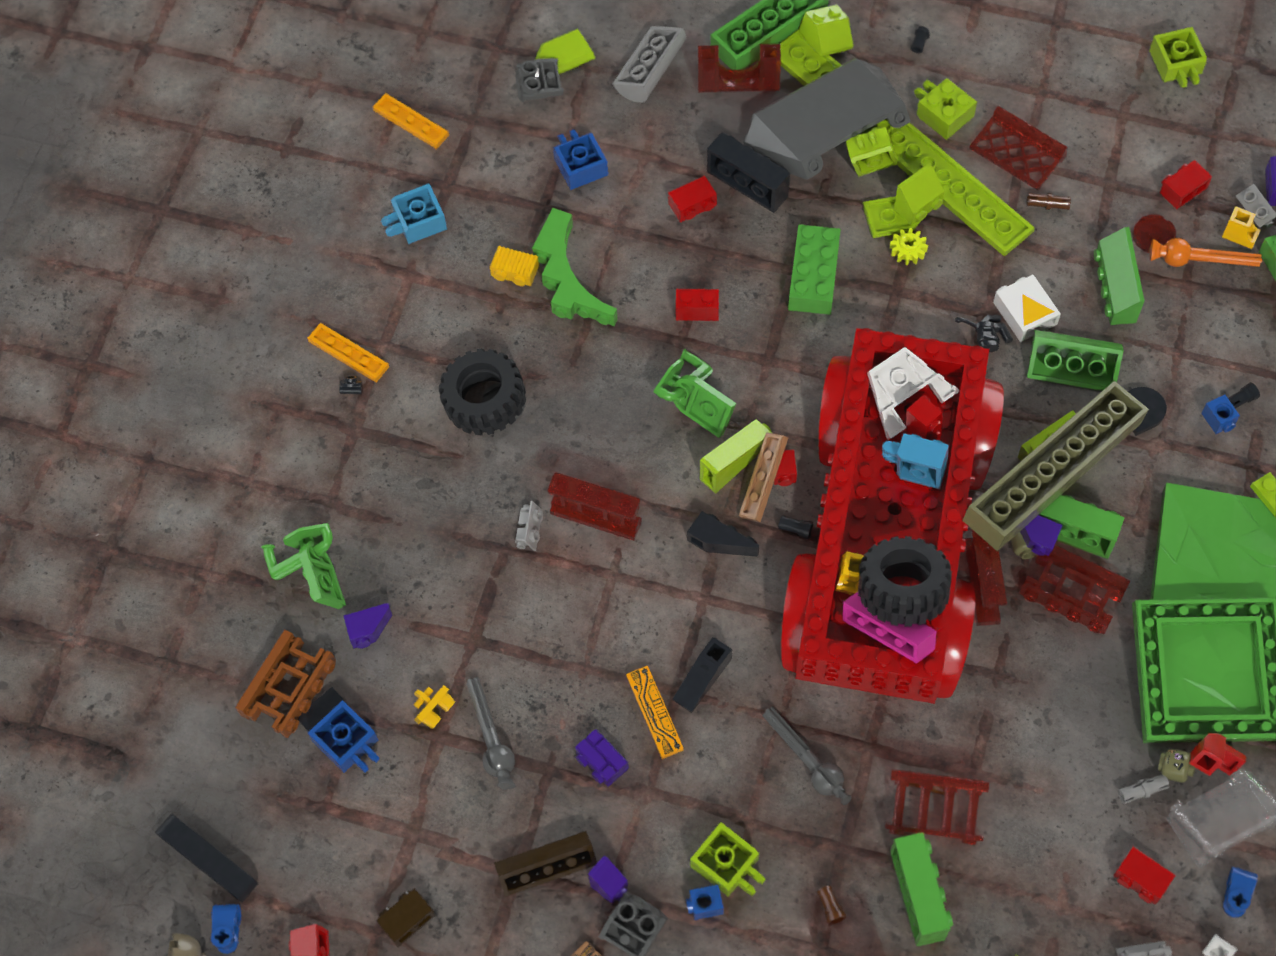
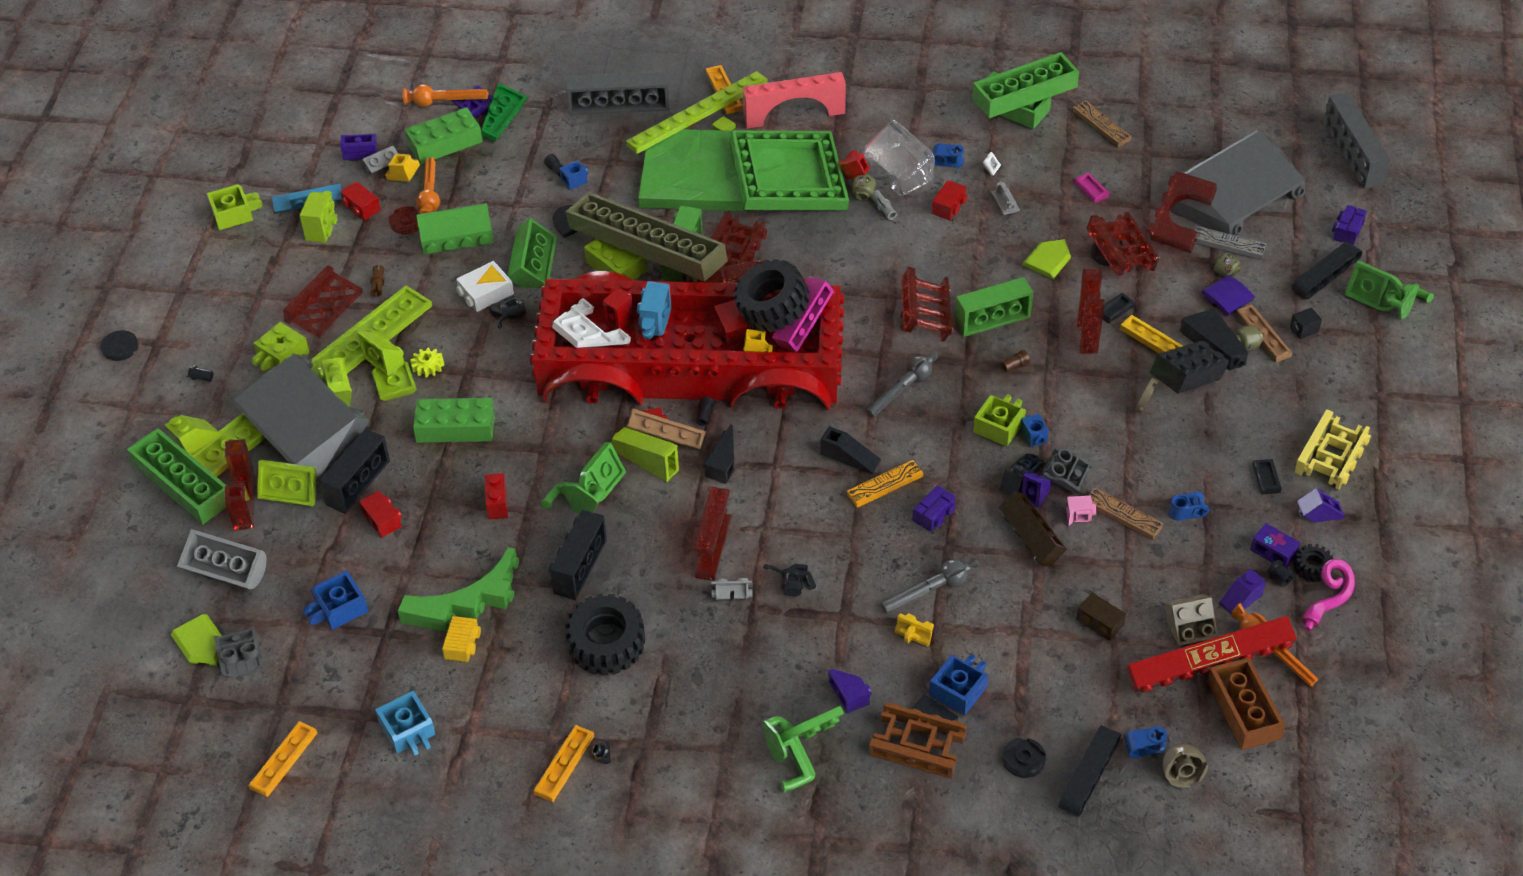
camera: 100 degrees left, 15 degrees down
(244, 794) = (1024, 757): none -> black tile
(526, 588) = (792, 578): none -> black piece
(569, 930) = (1080, 509): none -> bright pink window
(594, 374) = (578, 554): none -> black brick
(640, 872) = (1014, 474): none -> black slope
(744, 110) = (286, 482): none -> lime tile
(1154, 139) = (318, 216): none -> lime hinge
(1195, 132) = (297, 199): none -> dark azure bracket

